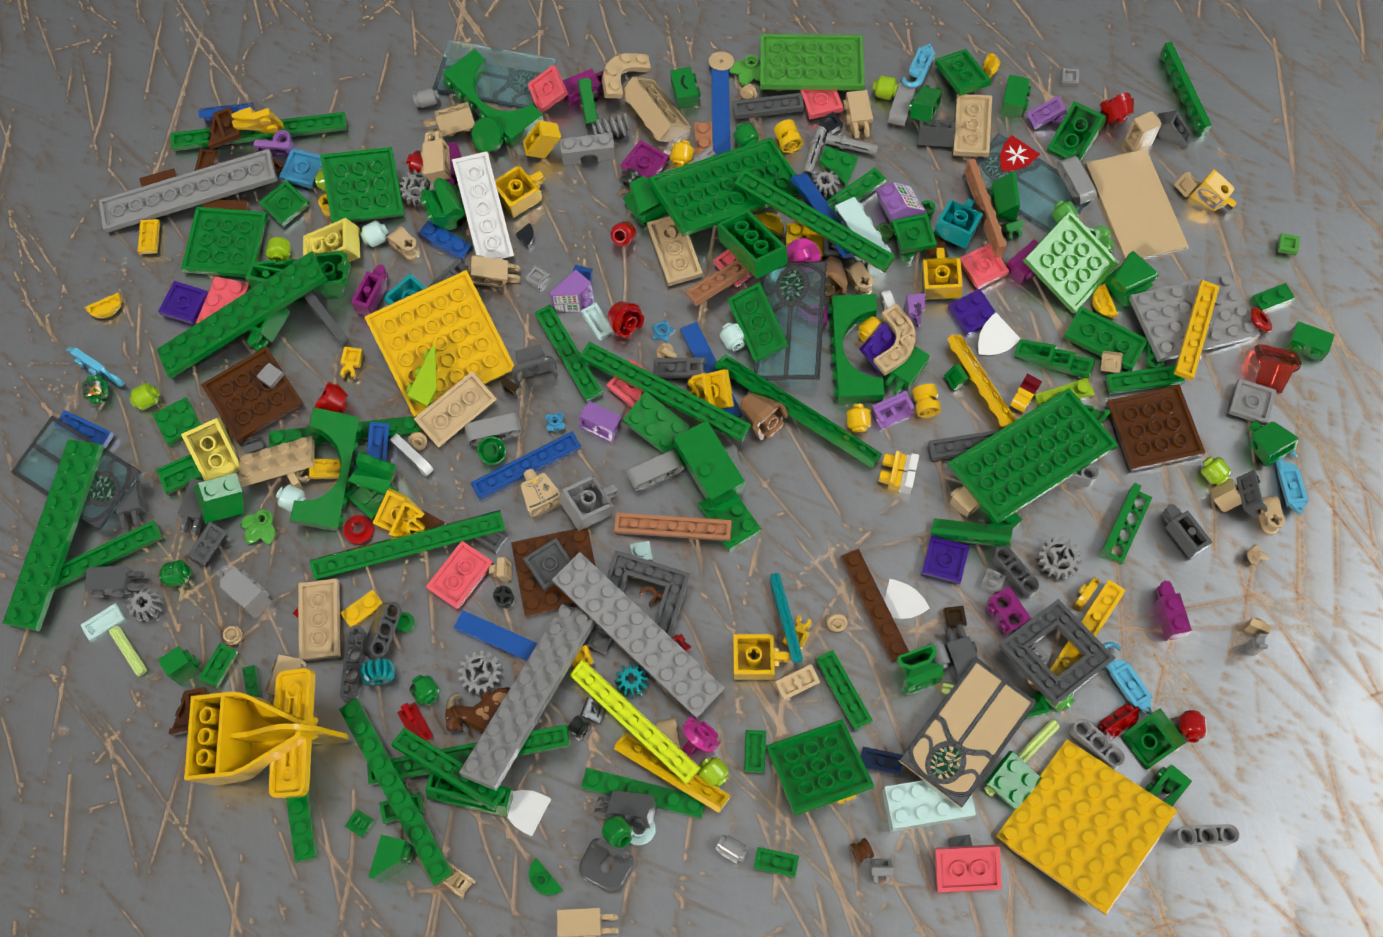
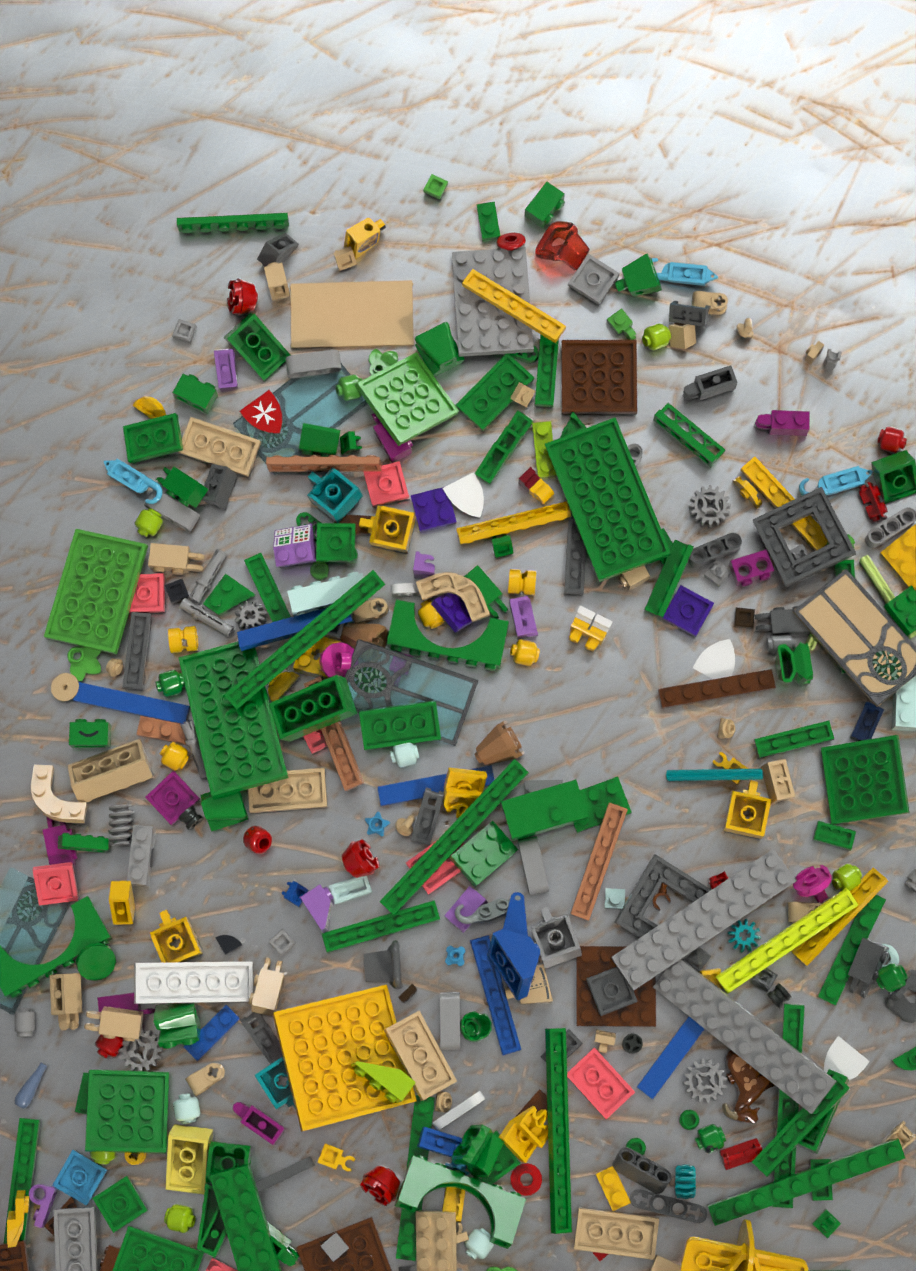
camera: 75 degrees left, 10 degrees up
(368, 114) = (29, 1089): none -> sand blue piece
(390, 858) = (870, 1195): green slope -> none
(440, 667) = (689, 1119): none -> green plate
(573, 459) = (511, 947): none -> blue slope
(800, 411) = (501, 710): green plate -> none
(1103, 302) = (454, 381): yellow plate -> none
(1216, 438) = (622, 323): none -> bright green plate

